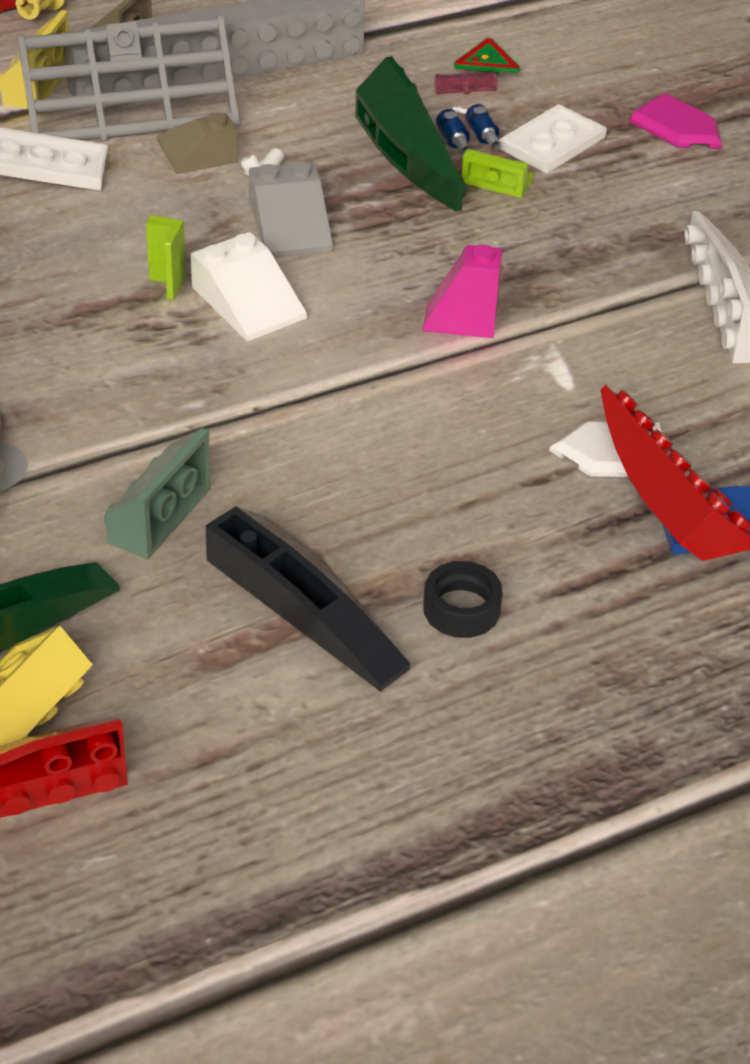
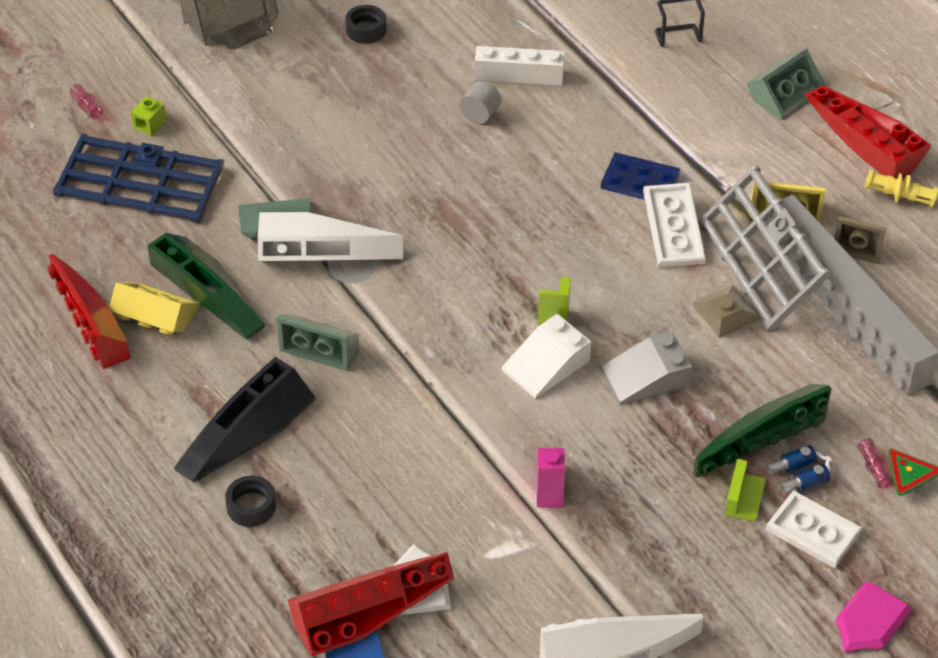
camera: 85 degrees right, 5 degrees up
(273, 157) = (708, 350): white arm -> none

